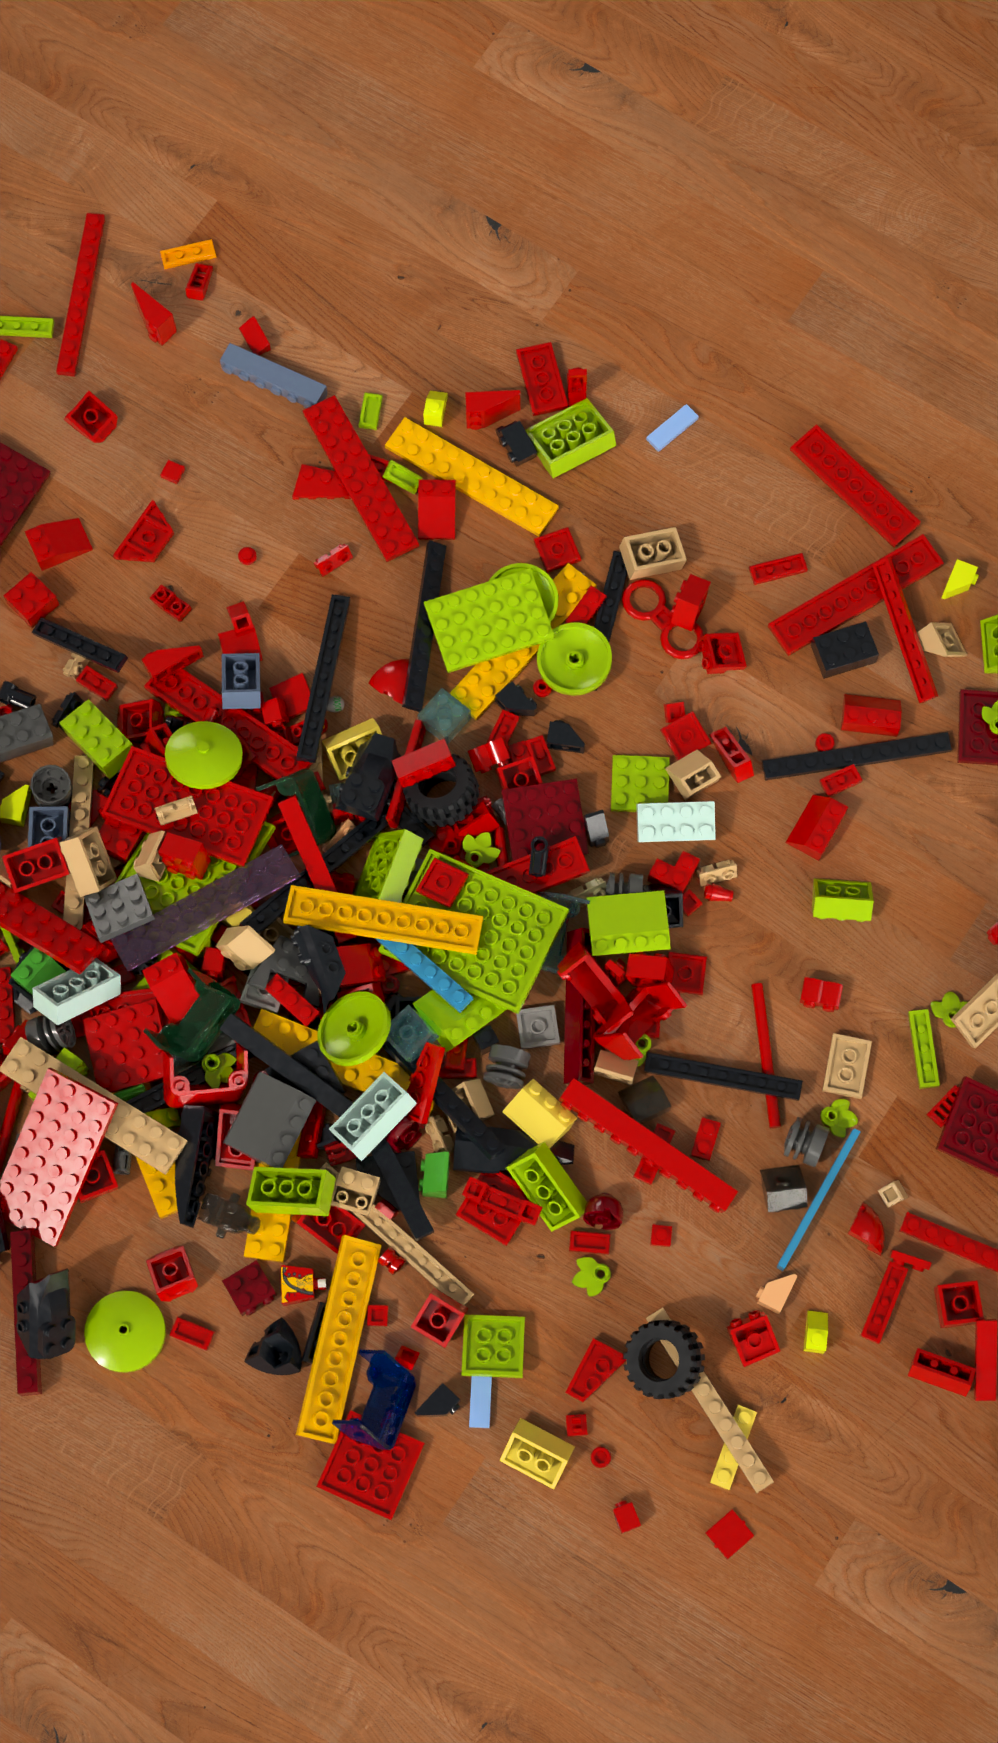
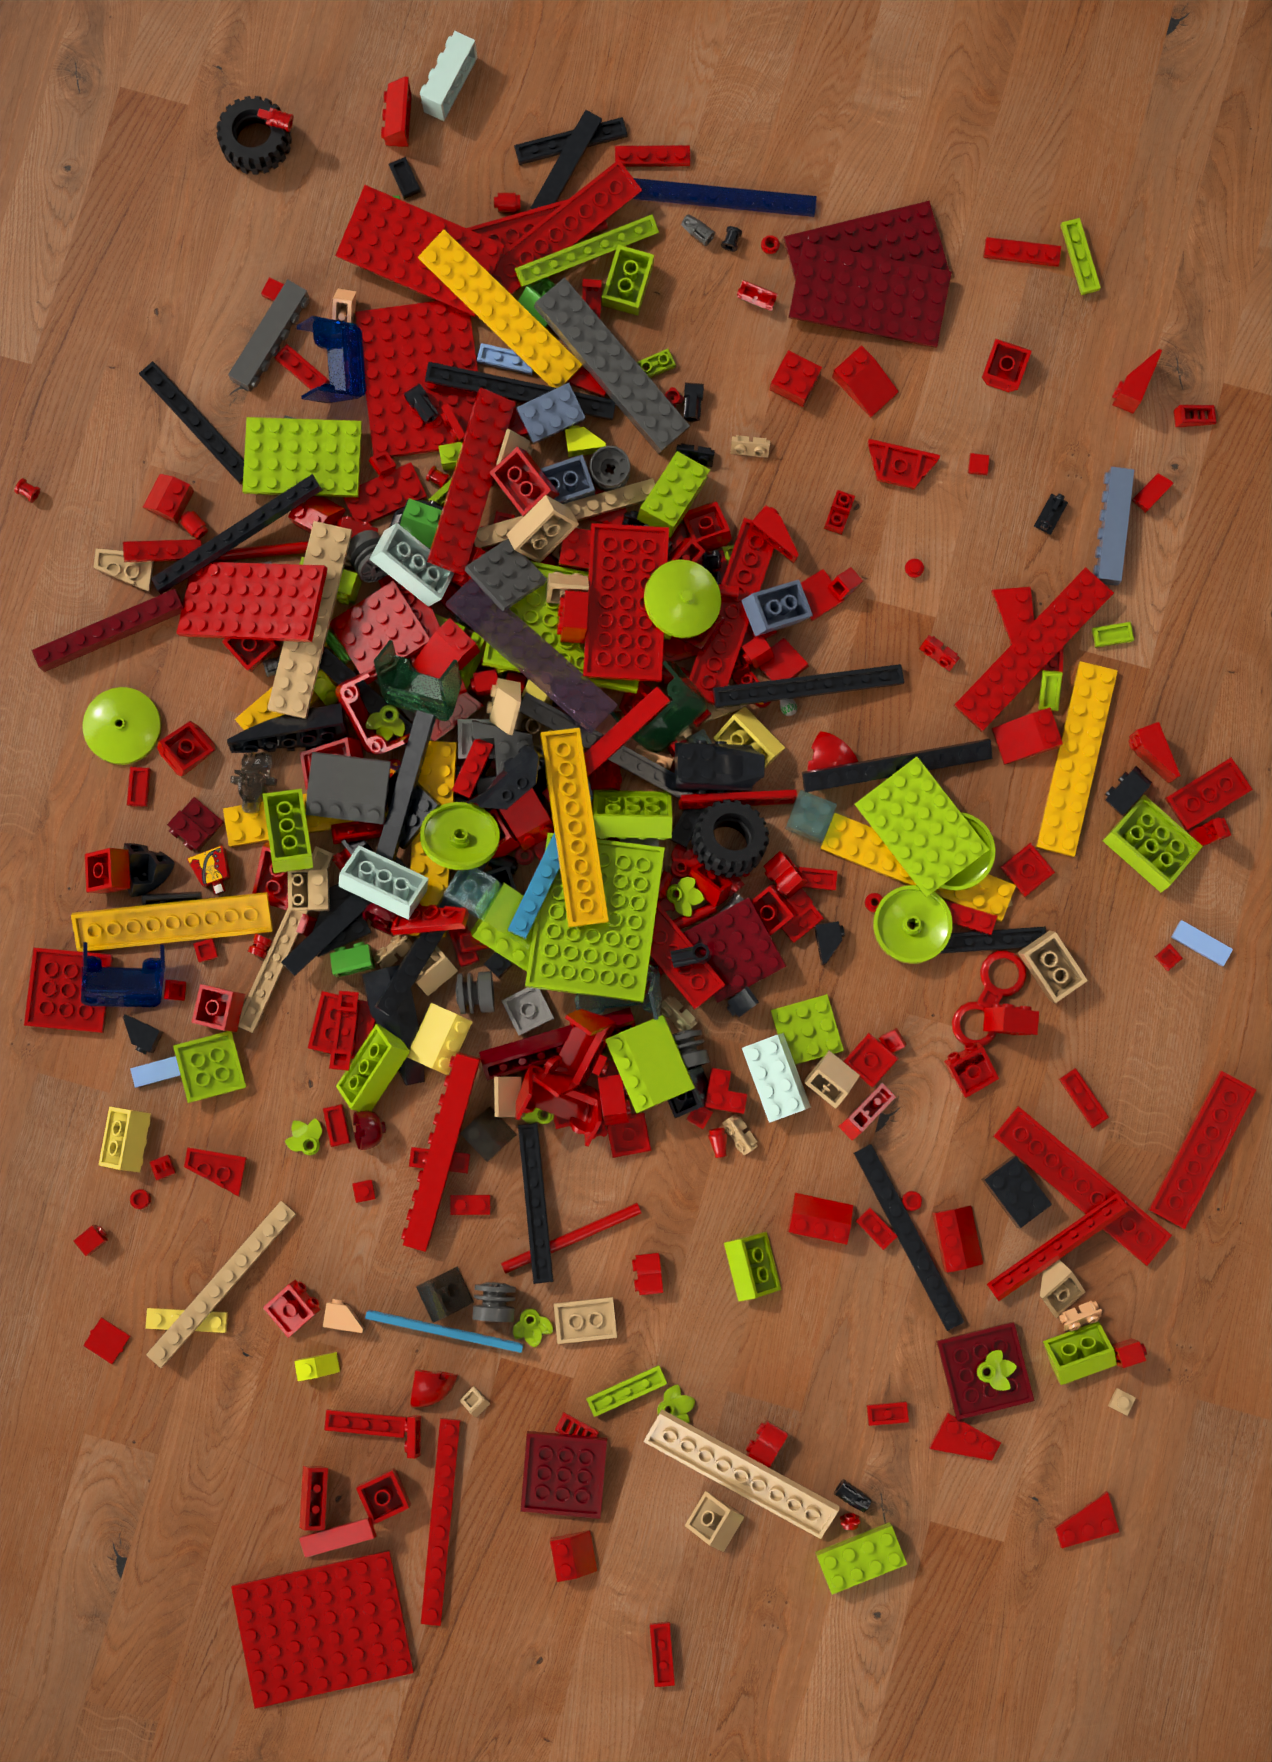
camera: 70 degrees right, 10 degrees up
(45, 1316) = (103, 650): black slope -> none
(80, 294) = (1139, 305): red plate -> none
(80, 645) = (762, 441): black tile -> none
(96, 683) = (732, 472): red plate -> none
(176, 810) = (616, 592): tan hinge -> none
(188, 254) = (1221, 394): light orange tile -> none
(241, 425) = (1051, 513): none -> black hinge
(266, 1385) = (107, 870): none -> red brick
(423, 763) = (746, 812): red brick -> none
(435, 408) = (1138, 697): neon yellow slope -> none
(442, 883) = (632, 871): red tile -> none
(515, 701) = (849, 879): black slope -> none
(639, 1364) = (225, 1214): black tyre -> none
(675, 459) = (1168, 957): none -> red tile
(960, 579) = (1135, 1288): neon yellow slope -> none
(974, 639) = (1074, 1320): none -> light nougat hinge

